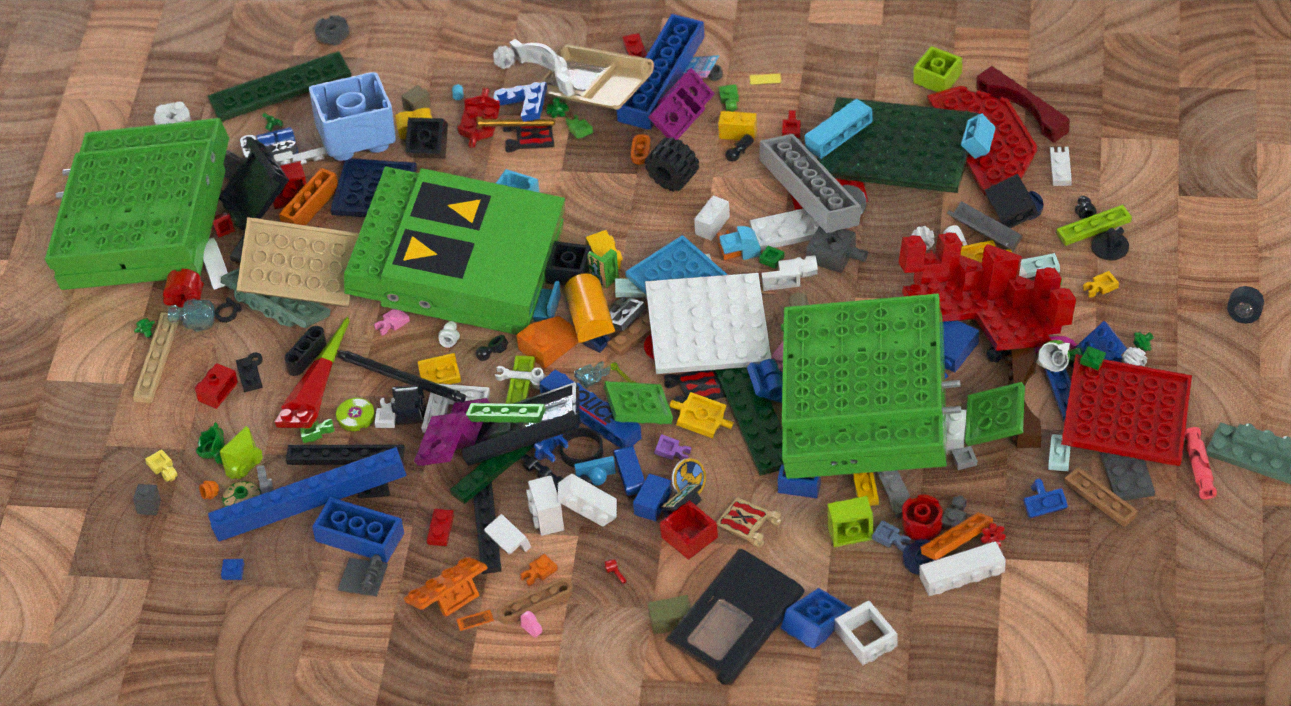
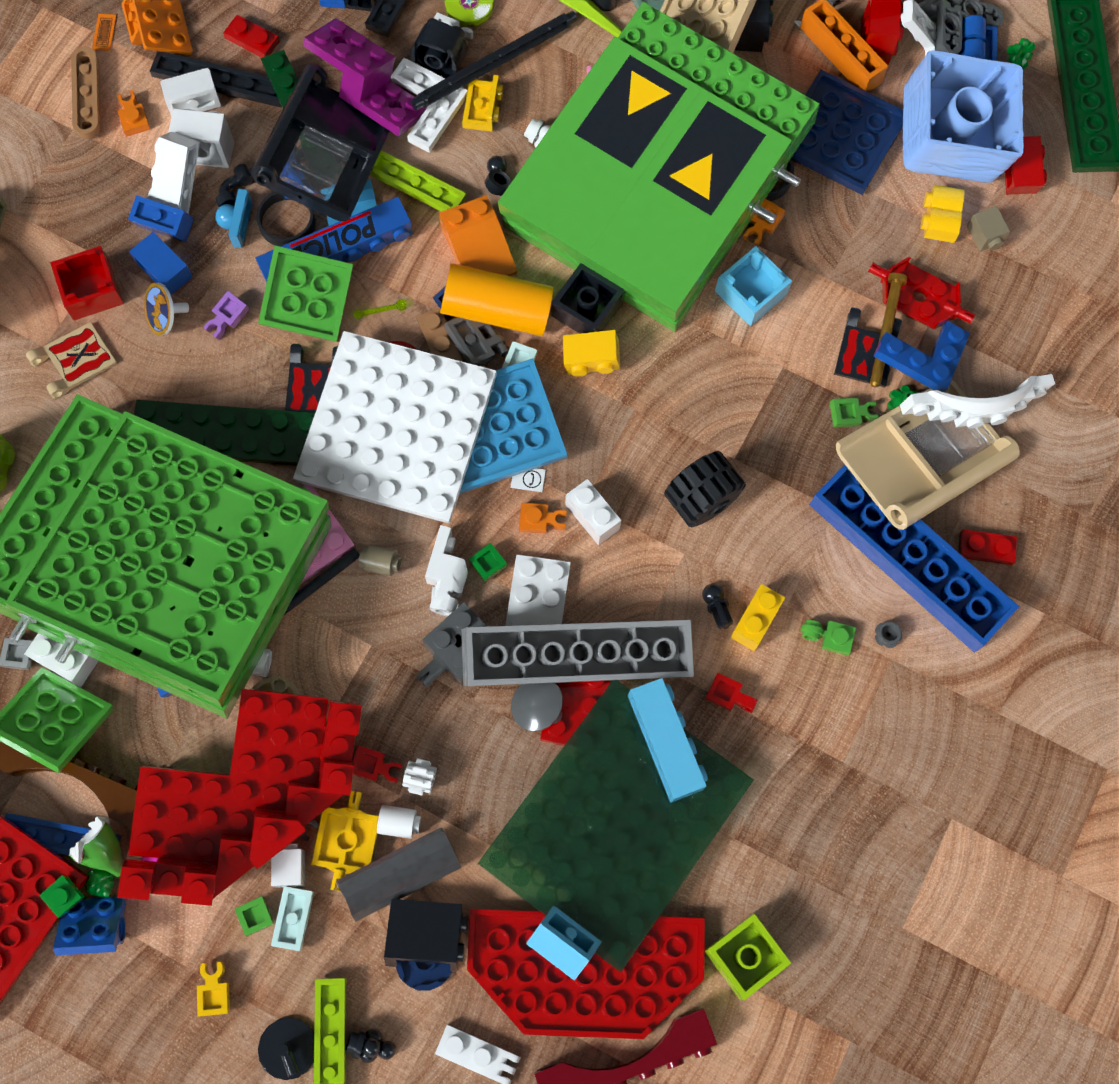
camera: 105 degrees right, 25 degrees up
(426, 138) = (897, 208): black brick -> none
(457, 92) = (987, 287): medium azure piece -> none
(504, 57) = (1030, 362): white gear -> none
(506, 412) = (345, 127): bright green plate -> none
(530, 624) = (54, 75): bright pink tile -> none
(535, 376) = (414, 199): white brick -> none
(547, 303) = (540, 262): dark azure panel -> none
(590, 375) = (394, 267): clear light blue plate -> none
(604, 267) = (553, 336): bright green panel -> none
(610, 566) = (90, 189): red hand -> none
(620, 507) = (160, 218): none -> blue panel
(629, 470) = (217, 255): blue beam -> none
(640, 148) = (772, 474): orange plate -> none
(681, 105) = (818, 547): magenta bracket -> none
(688, 493) = (129, 288): panel -> none
(701, 415) = (257, 366): yellow plate -> none
(702, 65) = (906, 617): sticker -> none
(743, 240) = (523, 526): medium azure brick -> none
(765, 79) = (852, 704): light yellow sticker -> none
(766, 379) = (262, 453): blue plate -> none
(958, 343) = (205, 732): blue brick -> none
(1134, 356) = (47, 965): white gear -> none
(1143, 341) = (77, 995): green plant -> none

